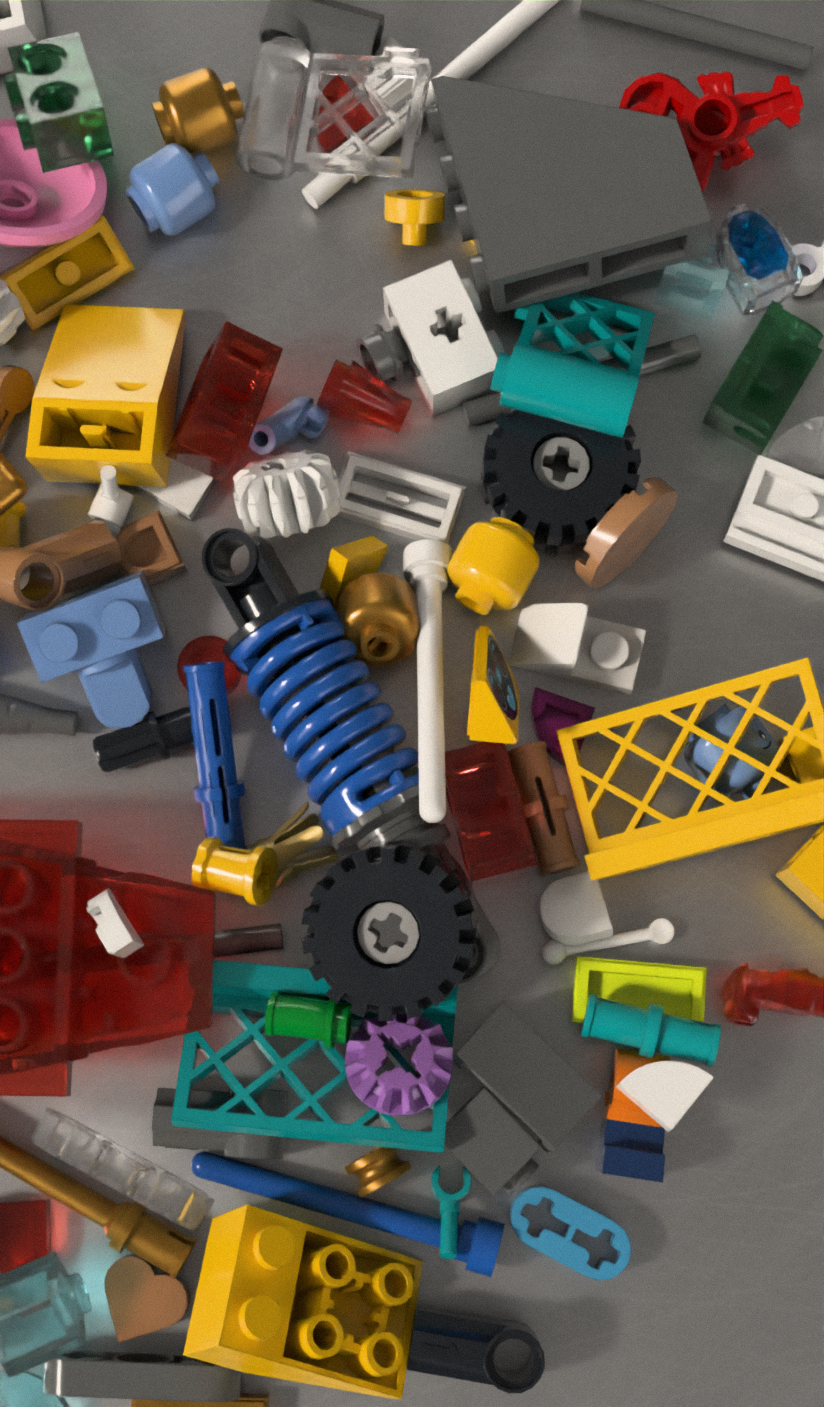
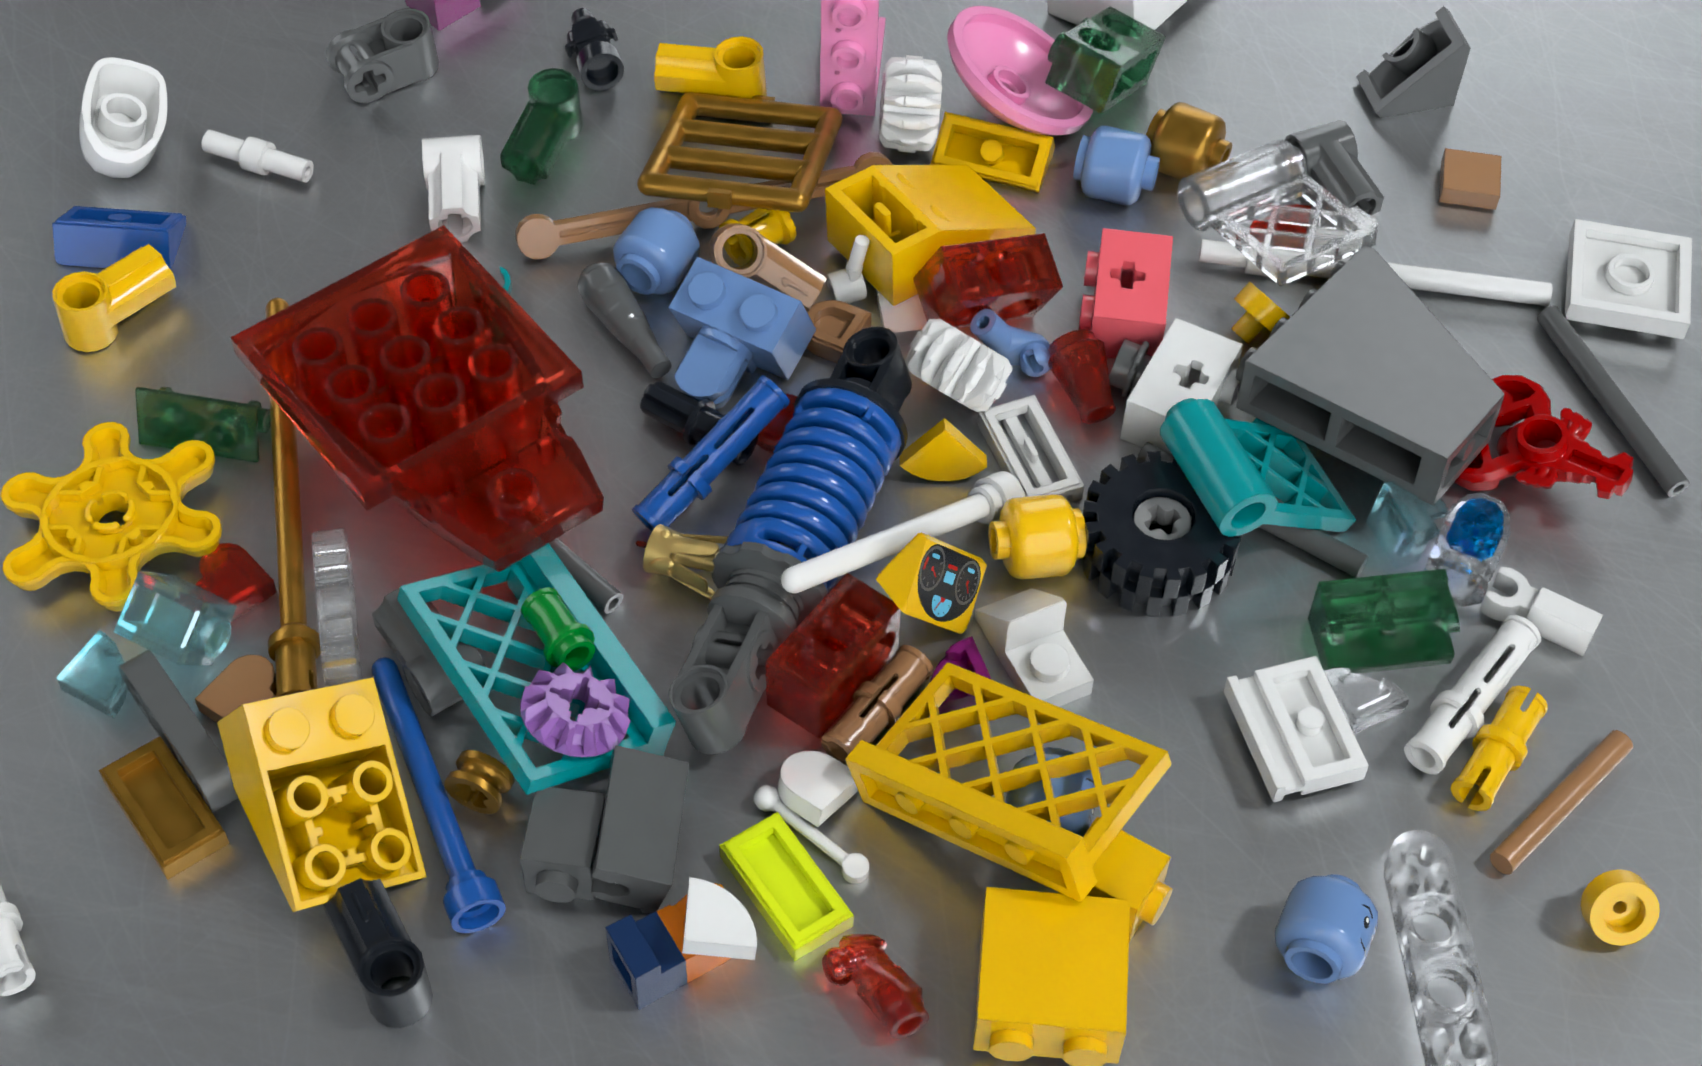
camera: 50 degrees right, 25 degrees down
(113, 925) = (519, 444): white tile -> none
(235, 870) = (638, 519): yellow bush -> none
(303, 265) = (1129, 289): none -> coral brick
(379, 618) = (918, 482): pearl gold head -> none
(434, 915) = (696, 648): black bush -> none
(449, 1212) = (494, 852): teal hand -> none
(562, 1246) = (523, 967): dark azure beam -> none
(625, 532) = (1151, 595): medium nougat tile -> none
(651, 1030) = (760, 891): teal pin -> none

